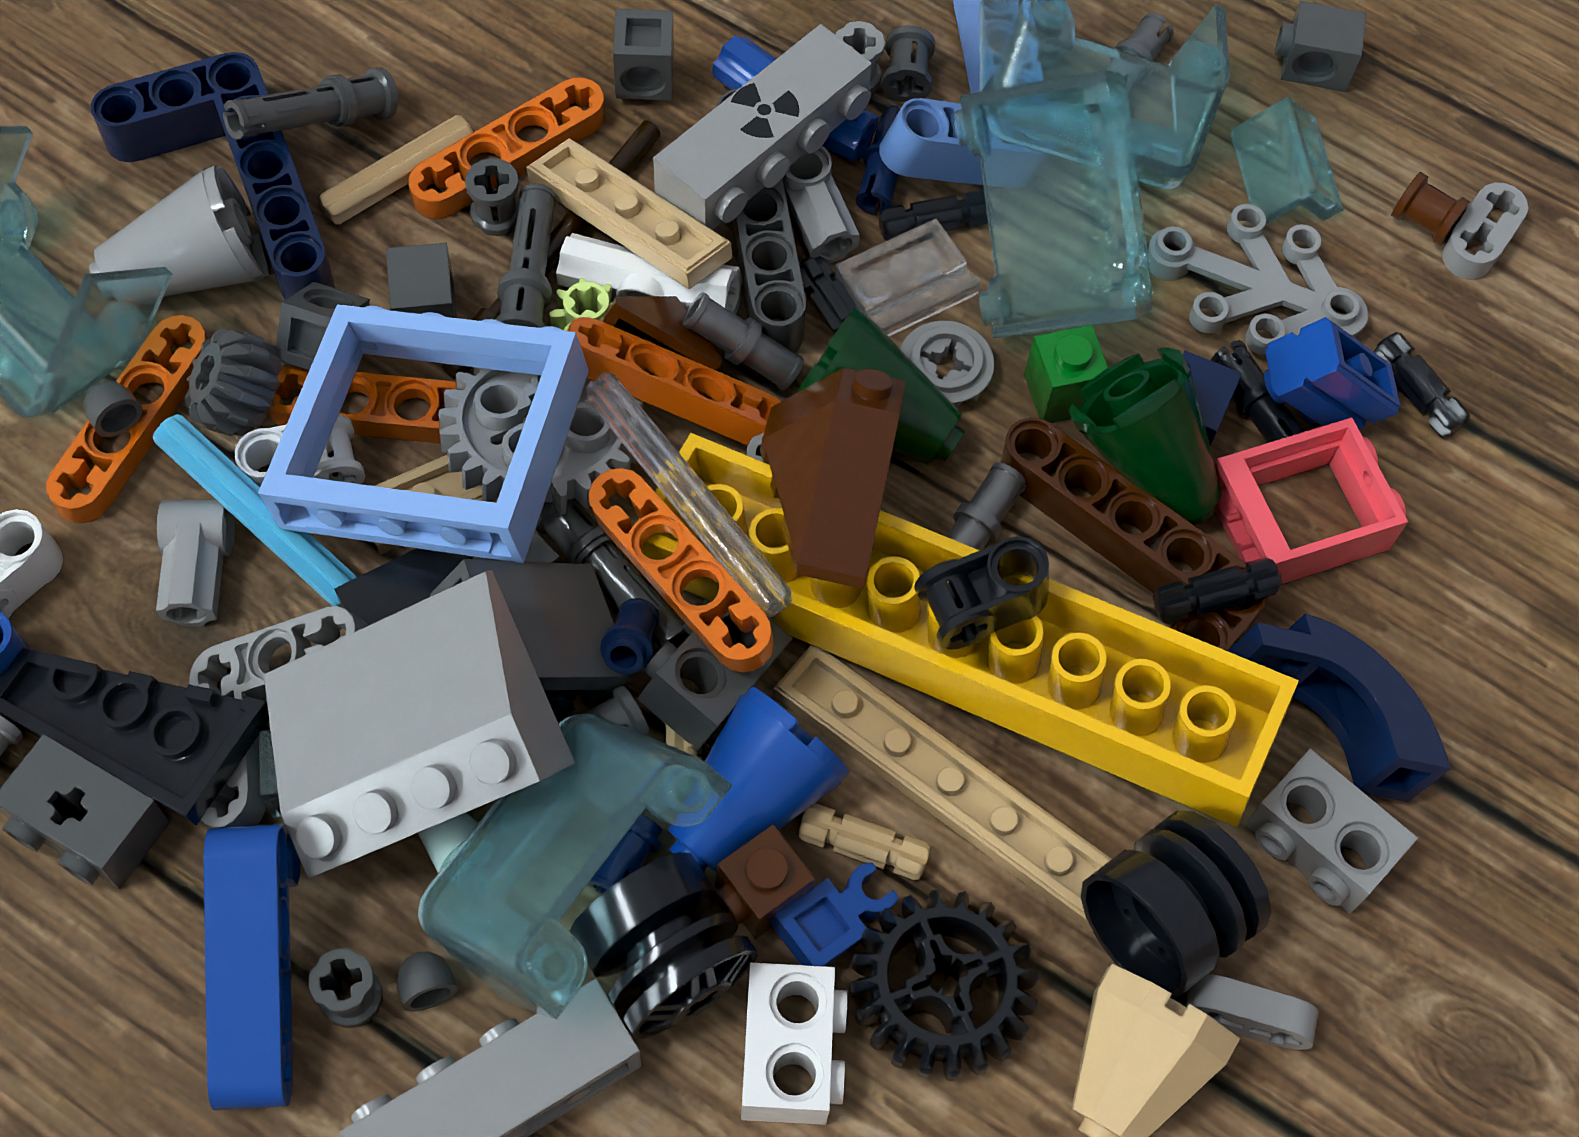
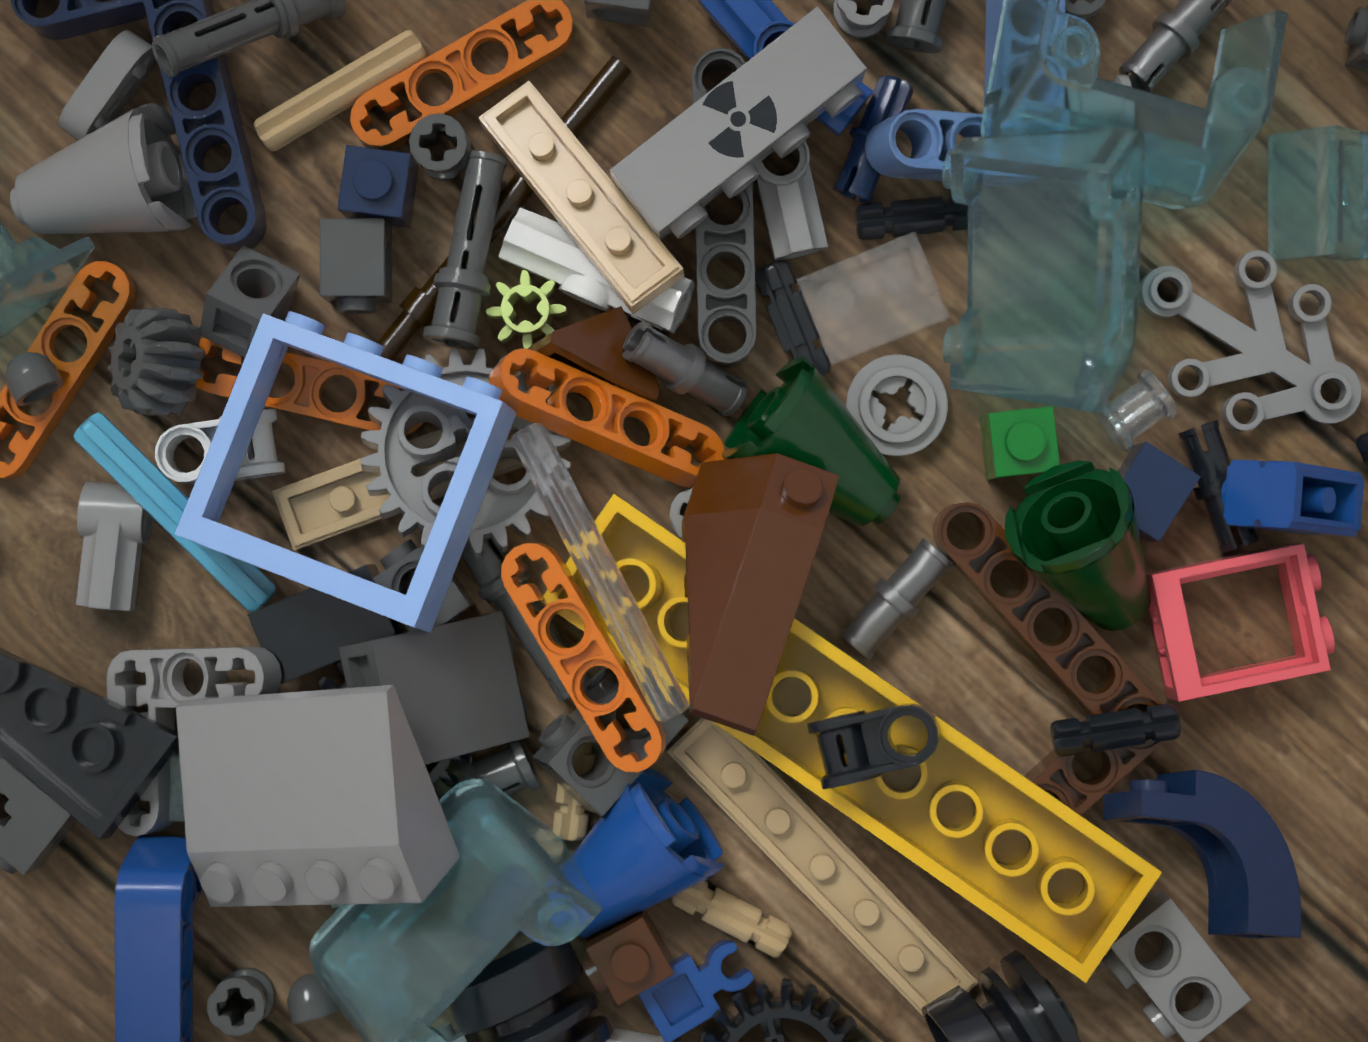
camera: 15 degrees right, 25 degrees up
(183, 162) = (108, 85): none -> light grey beam
(439, 216) = (378, 185): none -> dark blue brick
(629, 643) = (526, 717): dark blue pin -> none
(1170, 333) = (1136, 410): none -> clear bush

